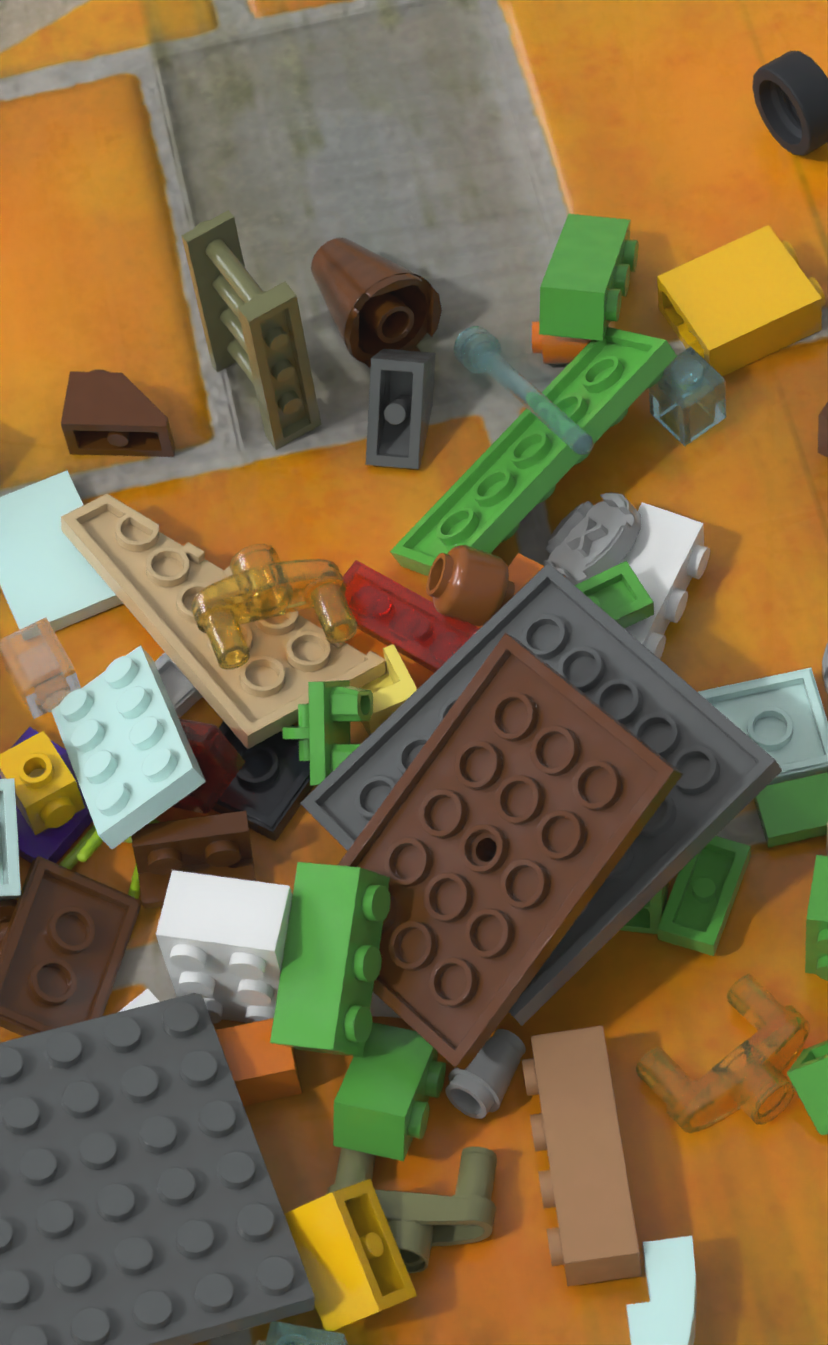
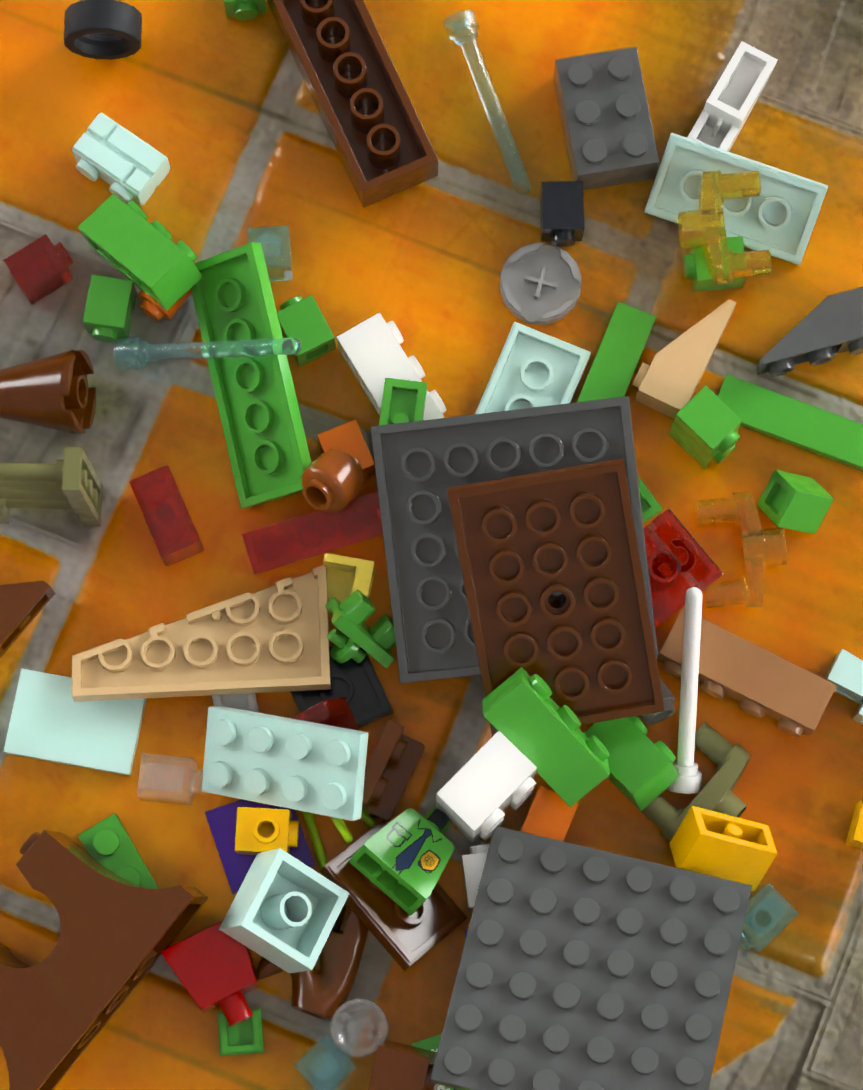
camera: 65 degrees left, 20 degrees up
(103, 932) = (407, 857): none -> bright green torso
(266, 589) = (229, 603): clear yellow connector -> none
(325, 486) = (166, 515): none -> clear red brick
(399, 407) = (137, 428): dark grey slope -> none
(421, 1168) = (689, 776): none -> white piece
(501, 219) = (40, 268): none -> clear red brick
(507, 299) = (109, 308): none -> bright green brick
(593, 537) = (337, 384): light grey tile -> none
(635, 469) = (305, 321): none -> bright green brick
(637, 986) = (675, 566): none -> clear red slope
(676, 210) = (120, 160): none -> light aqua brick
(741, 301) = (222, 172): yellow brick -> none

